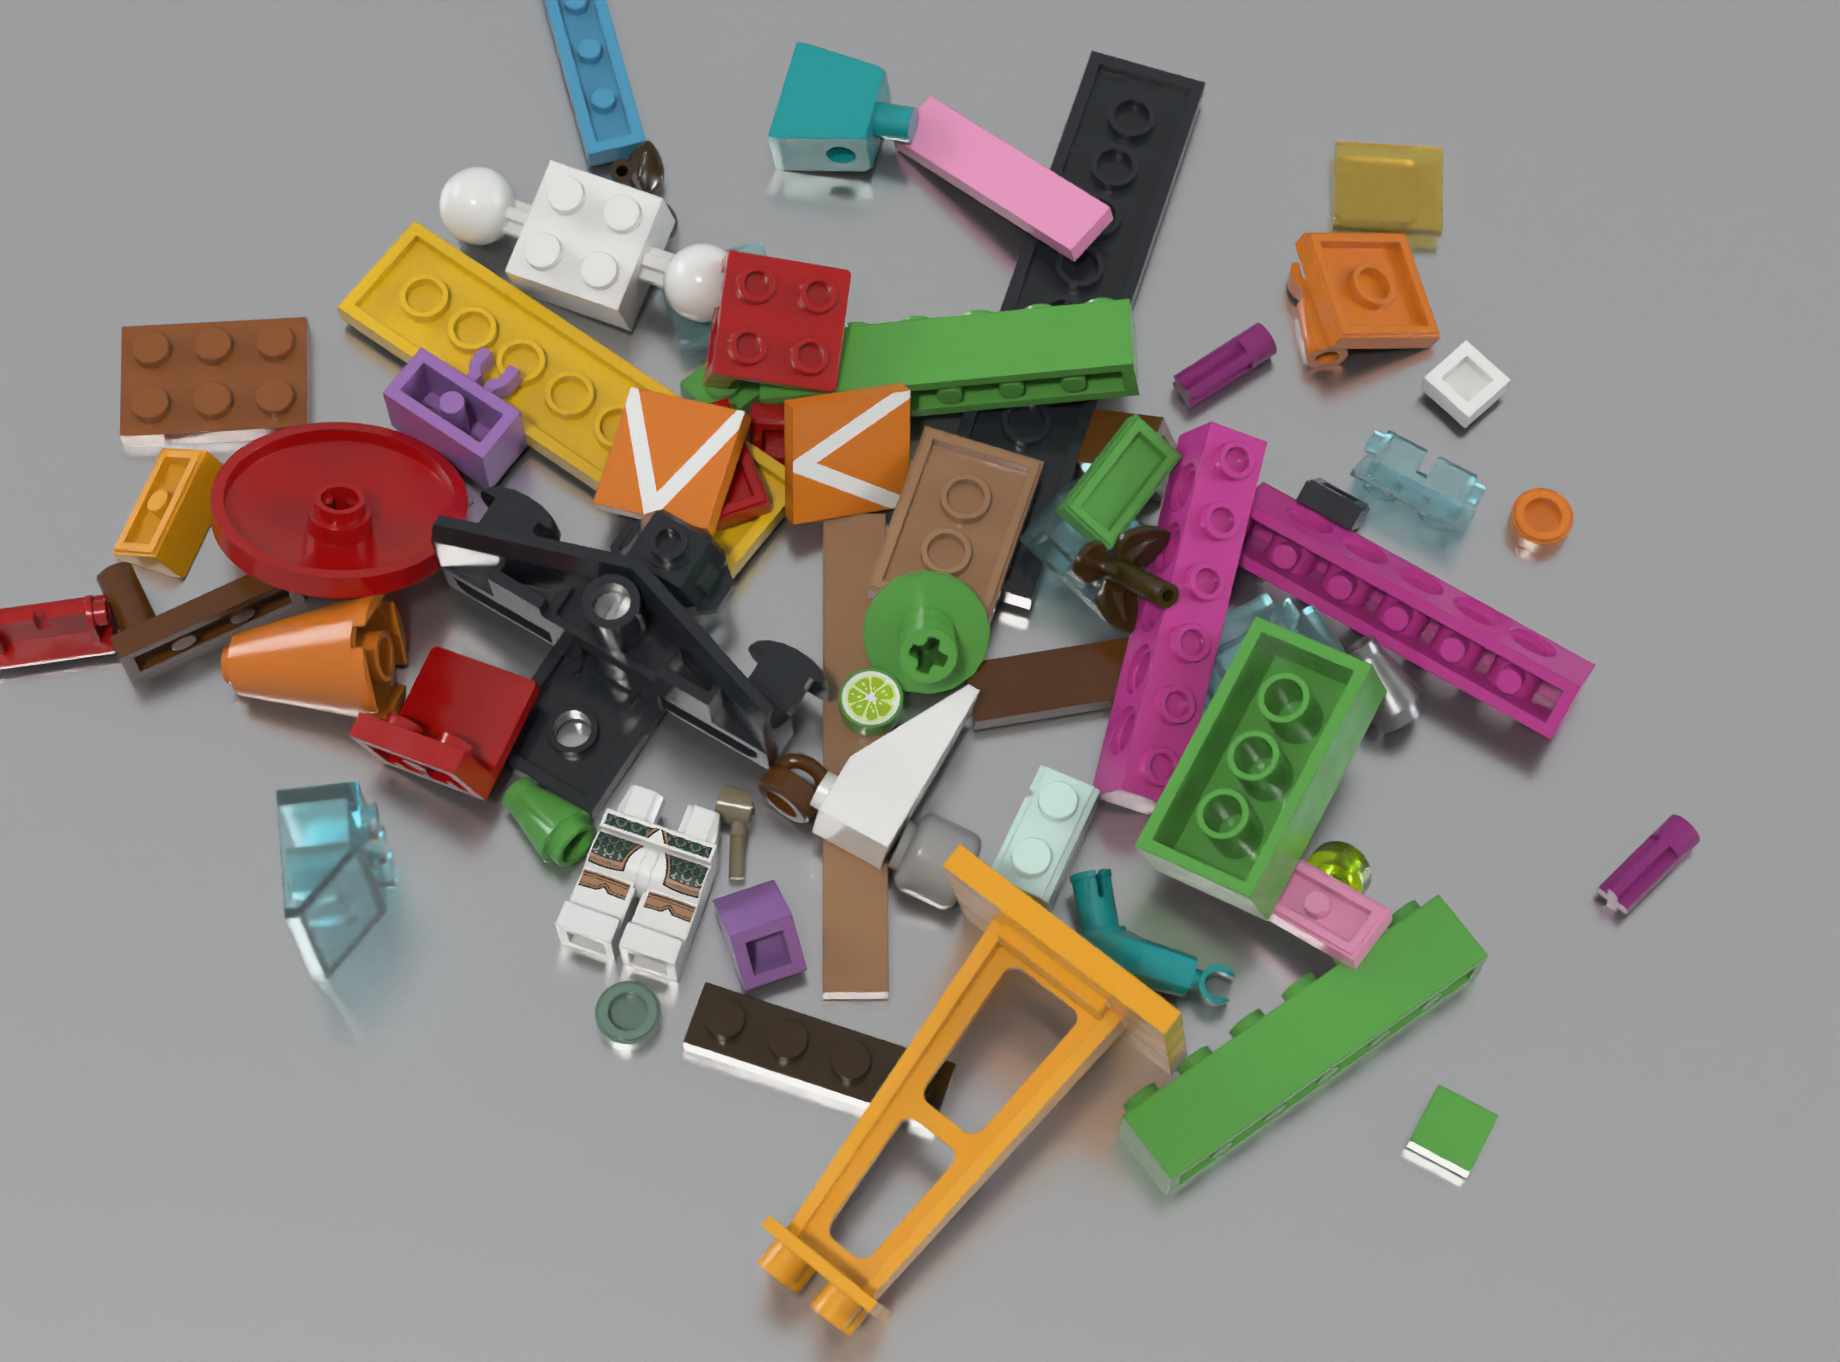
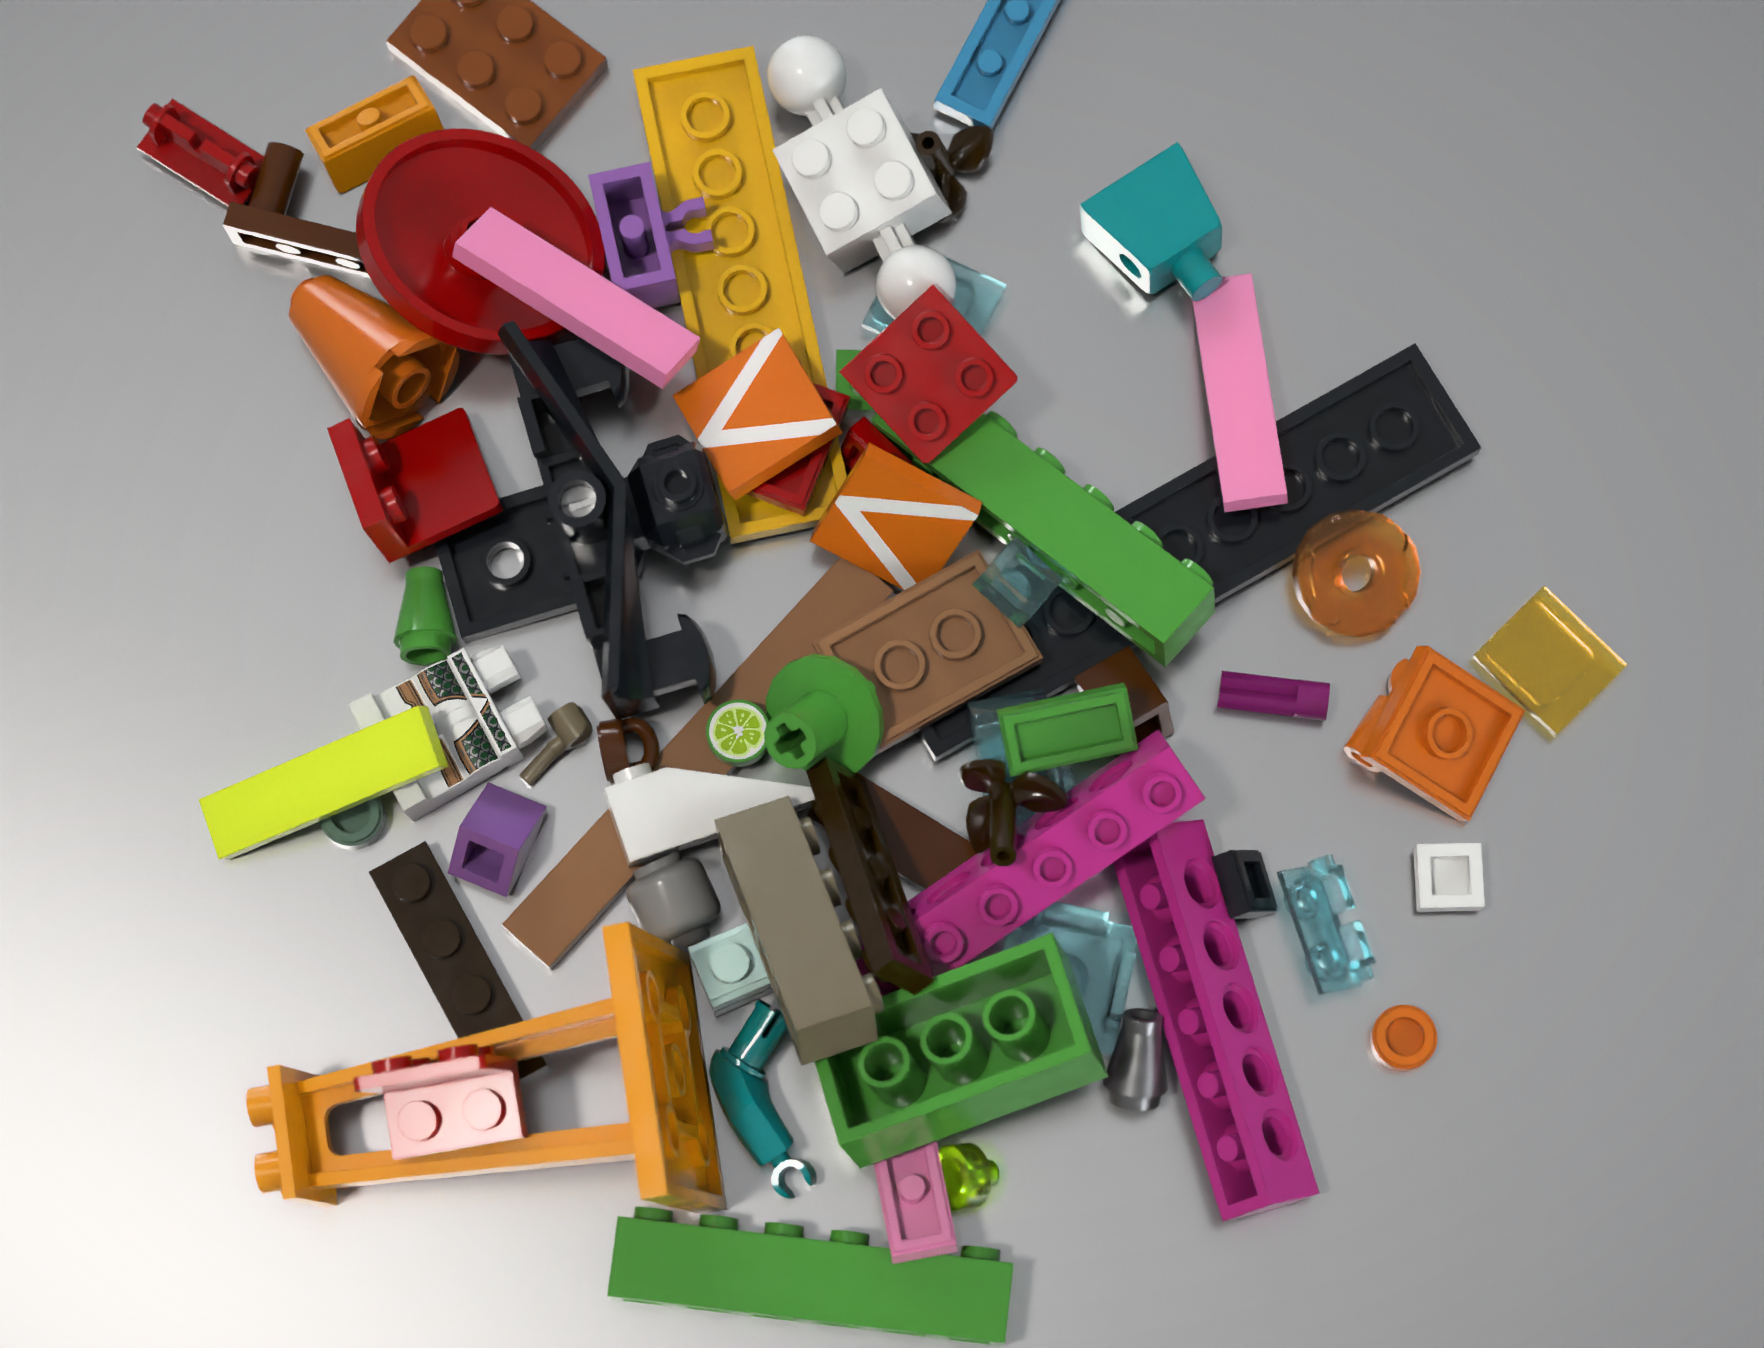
camera: 45 degrees right, 10 degrees up
(332, 871) = (211, 528): clear light blue slope -> none
(458, 481) = (576, 297): none -> bright pink tile
(589, 999) = (323, 782): none -> neon yellow tile
(927, 1125) = (448, 1104): none -> bracket
(979, 420) = (1017, 582): none -> clear light blue plate
(1065, 780) = (798, 931): none -> dark tan brick
(1098, 710) = (869, 877): none -> dark brown plate
(1180, 254) = (1320, 567): none -> clear orange tile

